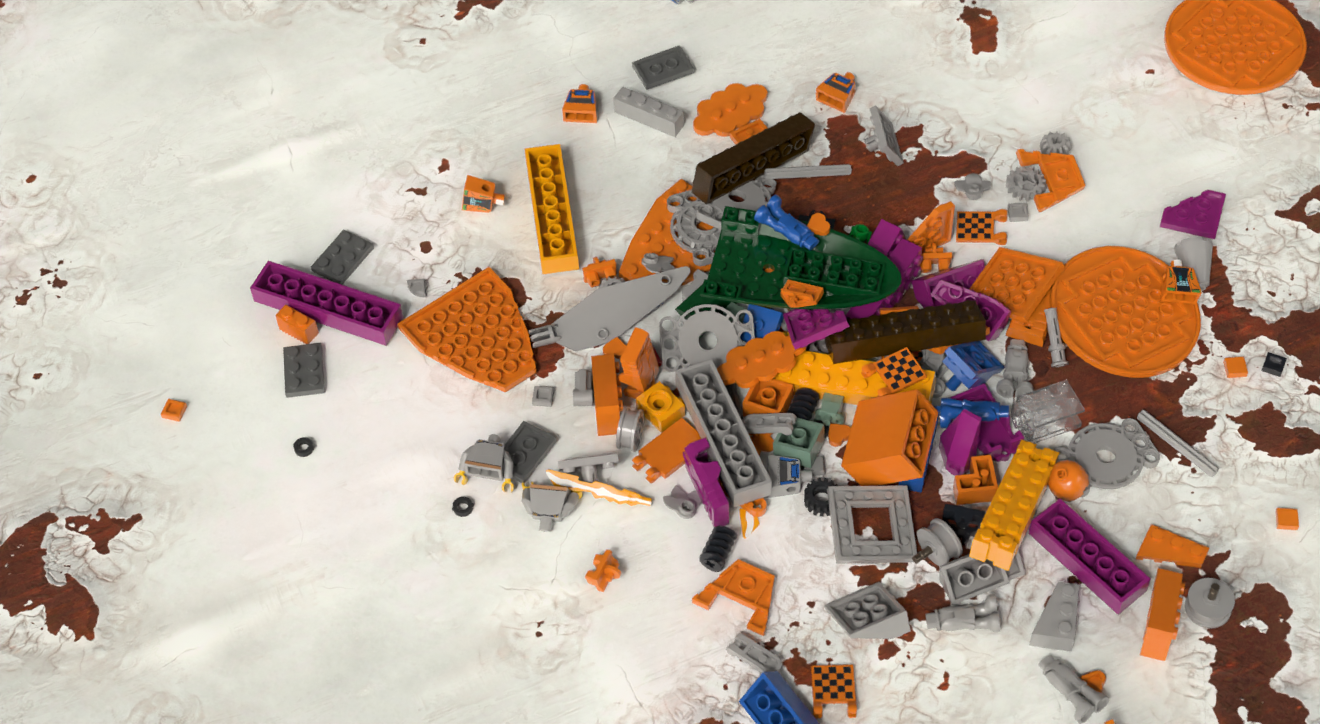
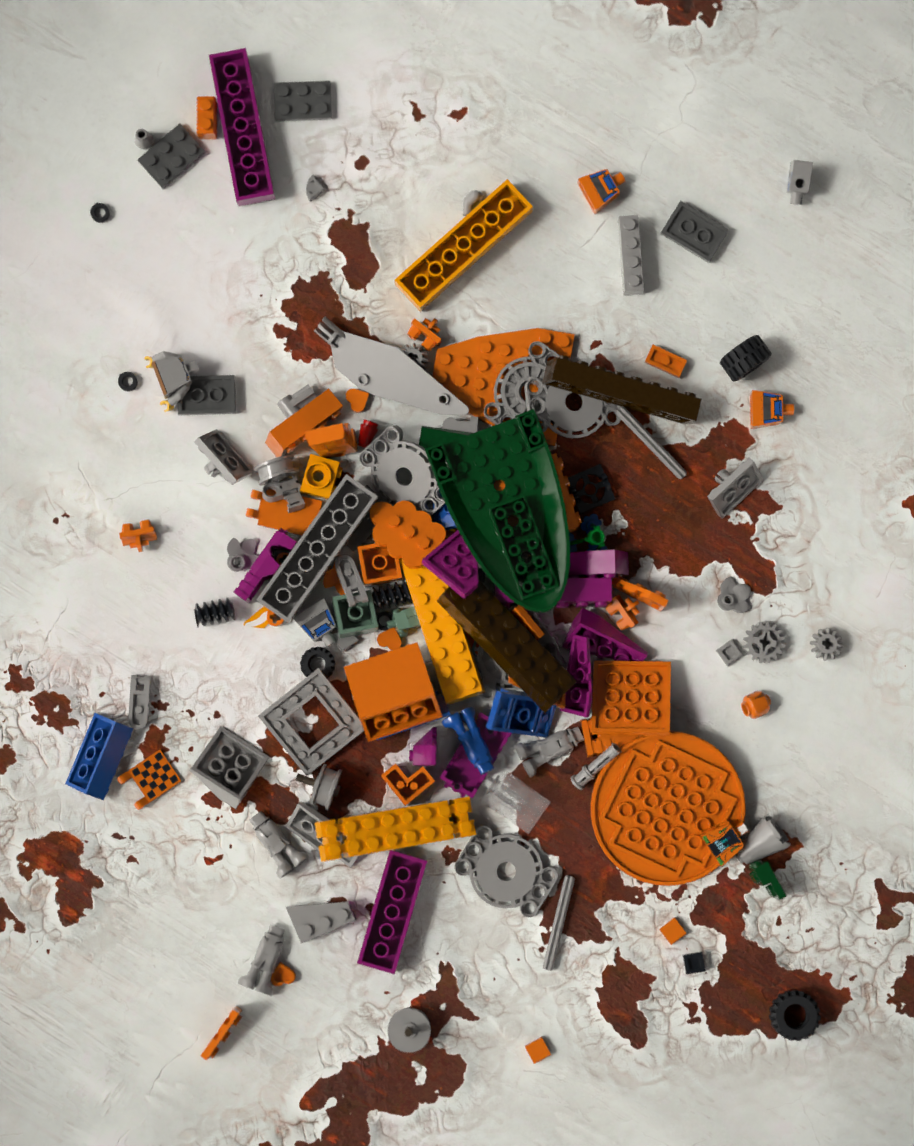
camera: 55 degrees right, 30 degrees up
(173, 410) = (66, 80): orange tile -> none
(272, 378) = (145, 142): none -> light grey cone
(475, 332) = (298, 272): orange wing -> none
(480, 195) = (436, 167): orange torso -> none
(517, 187) = (469, 200): none -> light grey arm
(542, 396) = (272, 371): light grey tile -> none
(548, 503) = (168, 449): light grey torso -> none
(597, 488) = (207, 481): light orange sword -> none
(651, 434) = (290, 493): none -> light grey piece
(657, 263) = (459, 383): light grey plate -> none
(730, 109) = (685, 325): orange plate -> none
(746, 586) = (196, 656): orange wing -> none
(787, 225) = (541, 479): blue piece -> none
(788, 77) = (745, 358): none -> black tyre
(801, 294) = (477, 534): orange slope -> none
(819, 224) = (561, 503): orange tile -> none
(897, 371) = (459, 660): orange flag -> none
(963, 517) = (358, 794): black piece -> none
(979, 227) = (689, 626): orange flag -> none
(1061, 176) = (792, 669): orange wing -> none
(1068, 480) = (457, 855): orange cylinder -> none
(1074, 213) = (756, 704): none -> orange head
(1163, 614) = (377, 997): orange wedge -> none
(1166, 546) = (448, 970): orange wing -> none
(1196, 215) = (825, 812): magenta plate -> none
(1231, 272) = (763, 875): none -> dark green plate

